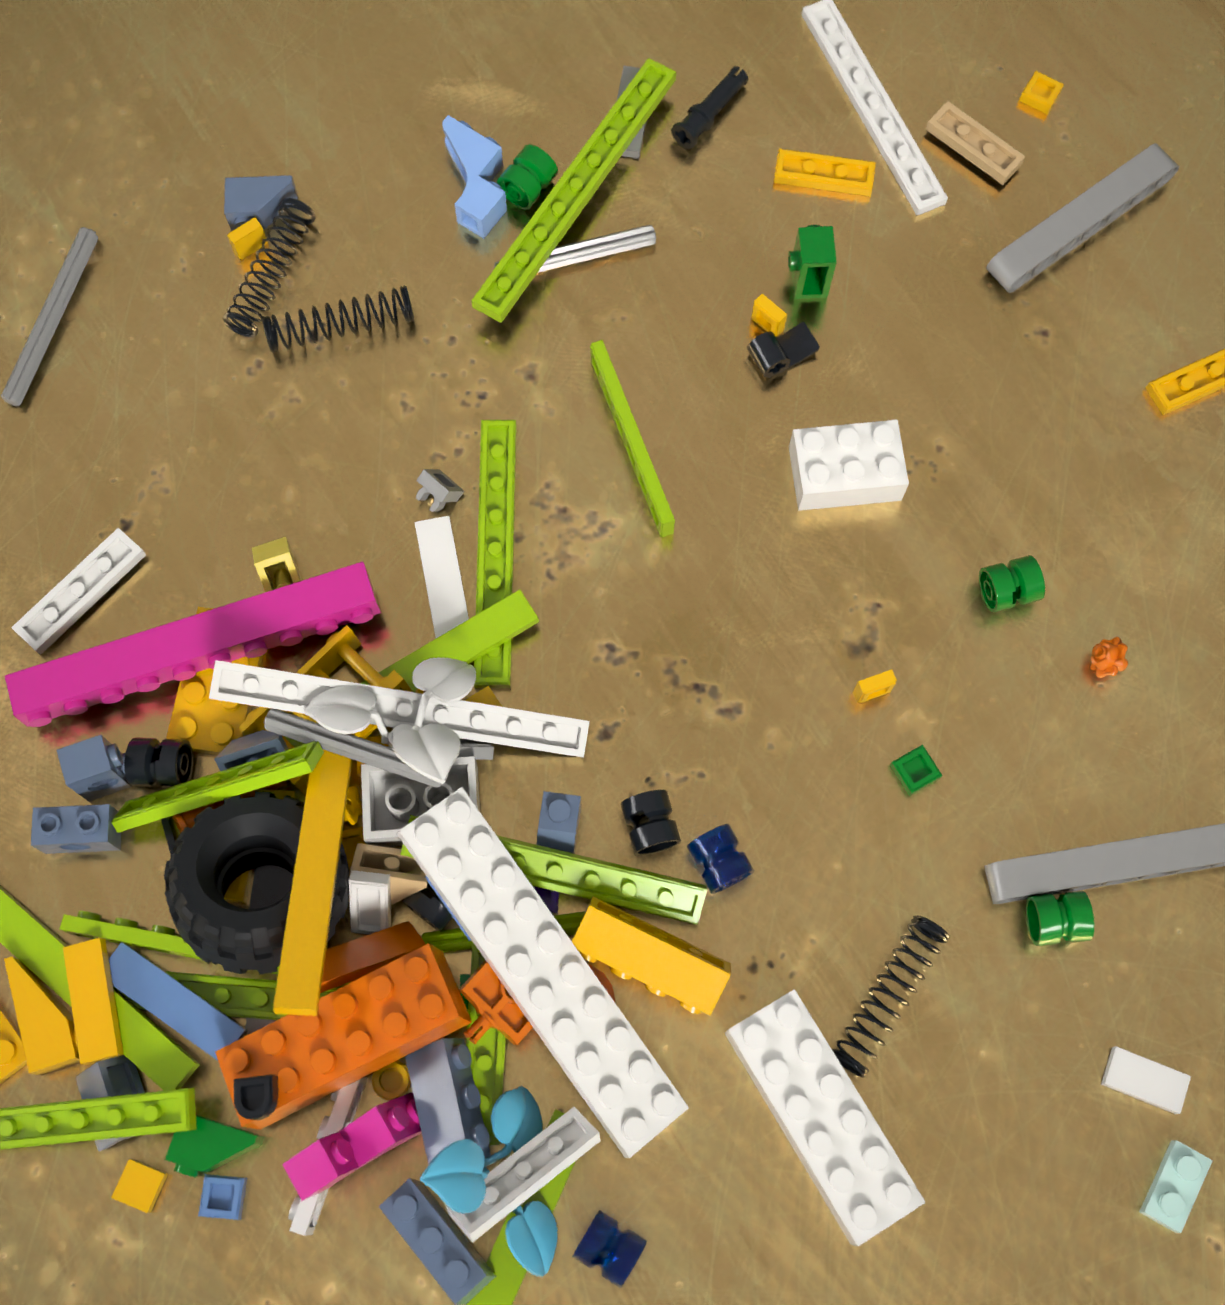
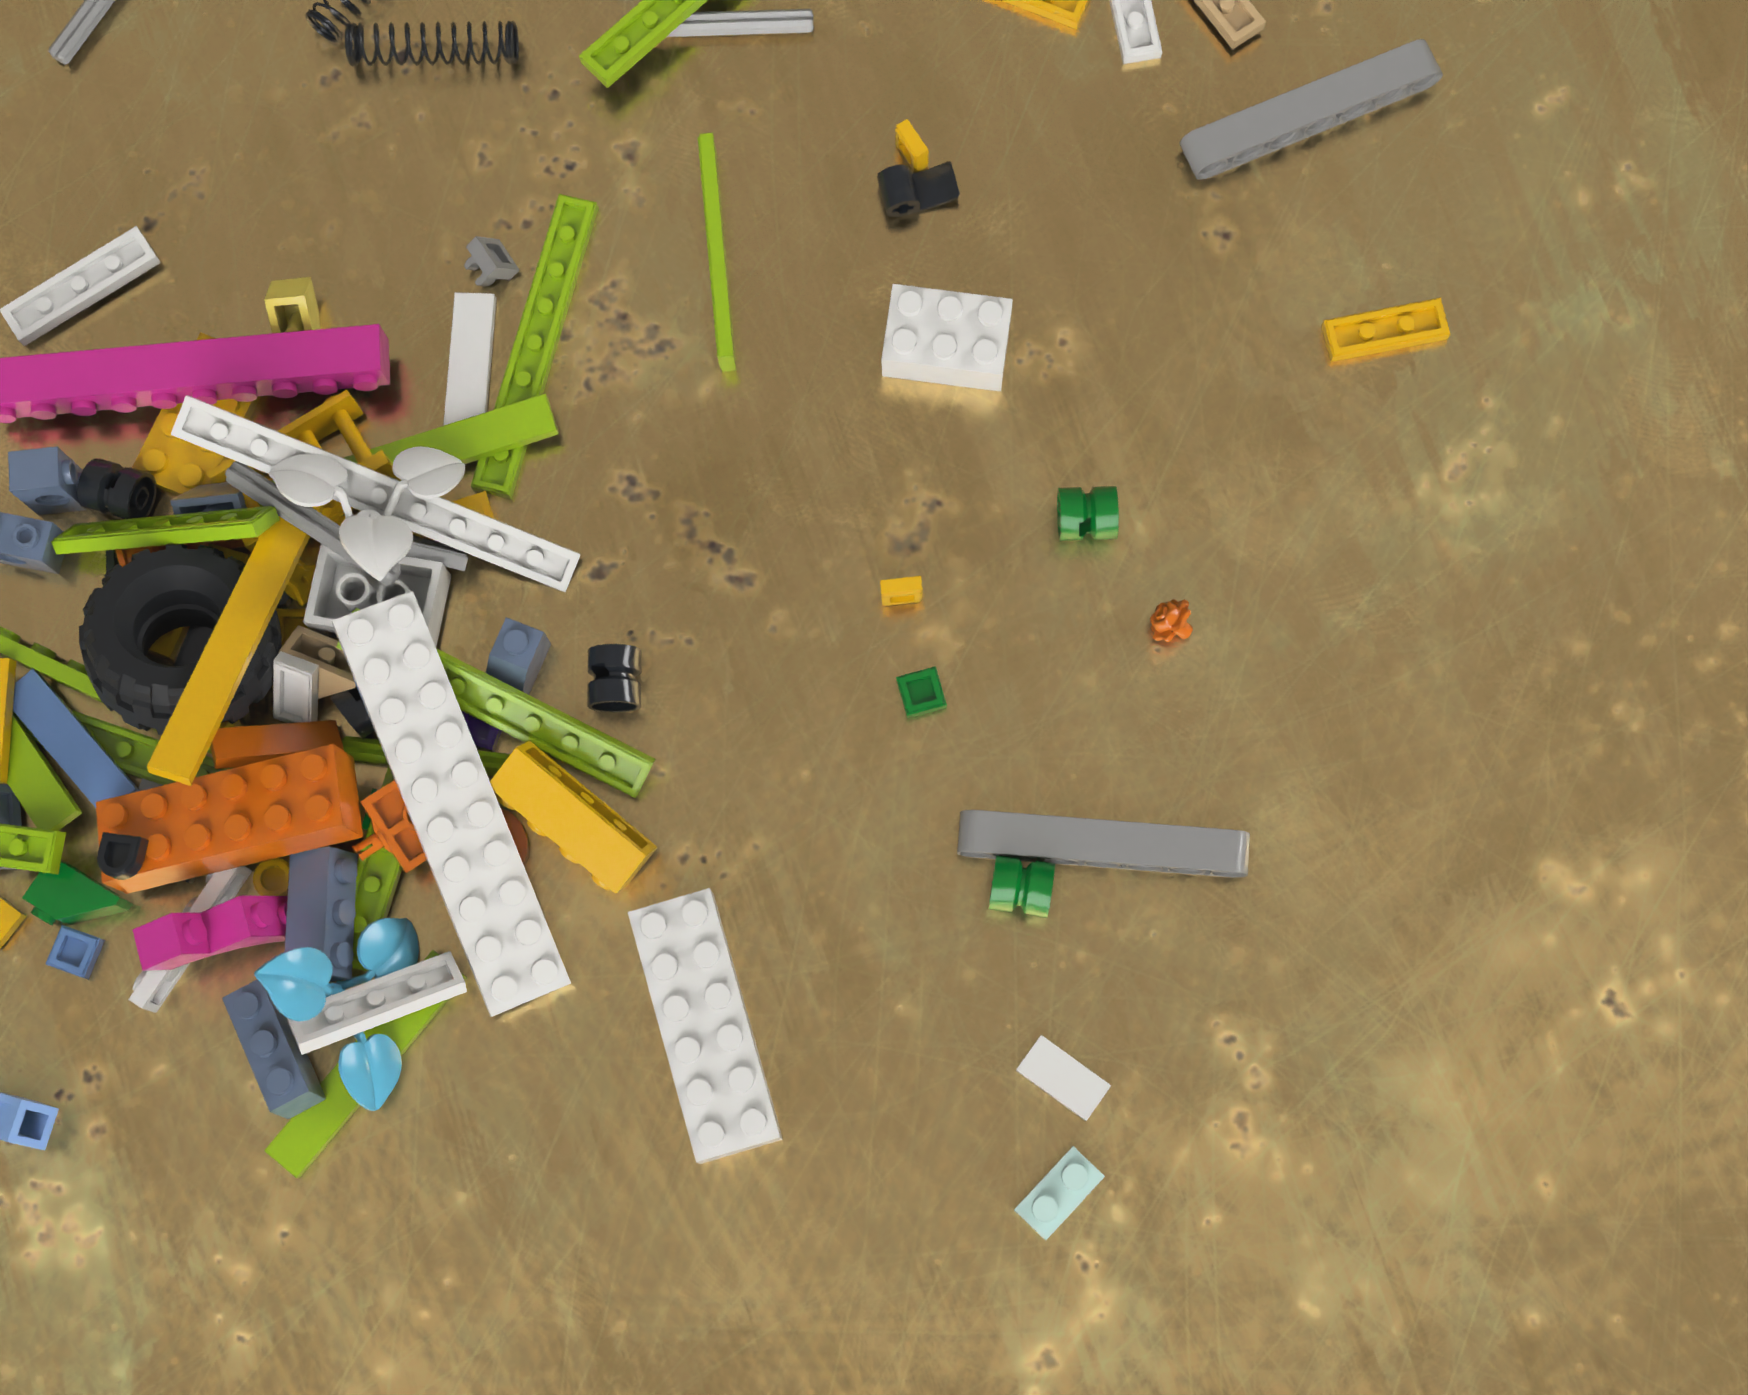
camera: 20 degrees right, 5 degrees up
(610, 1249) = (447, 1101): clear blue wheel -> none
(720, 859) = (676, 728): clear blue wheel -> none
(812, 262) = (975, 94): green brick -> none
(930, 930) = (875, 859): black piece -> none

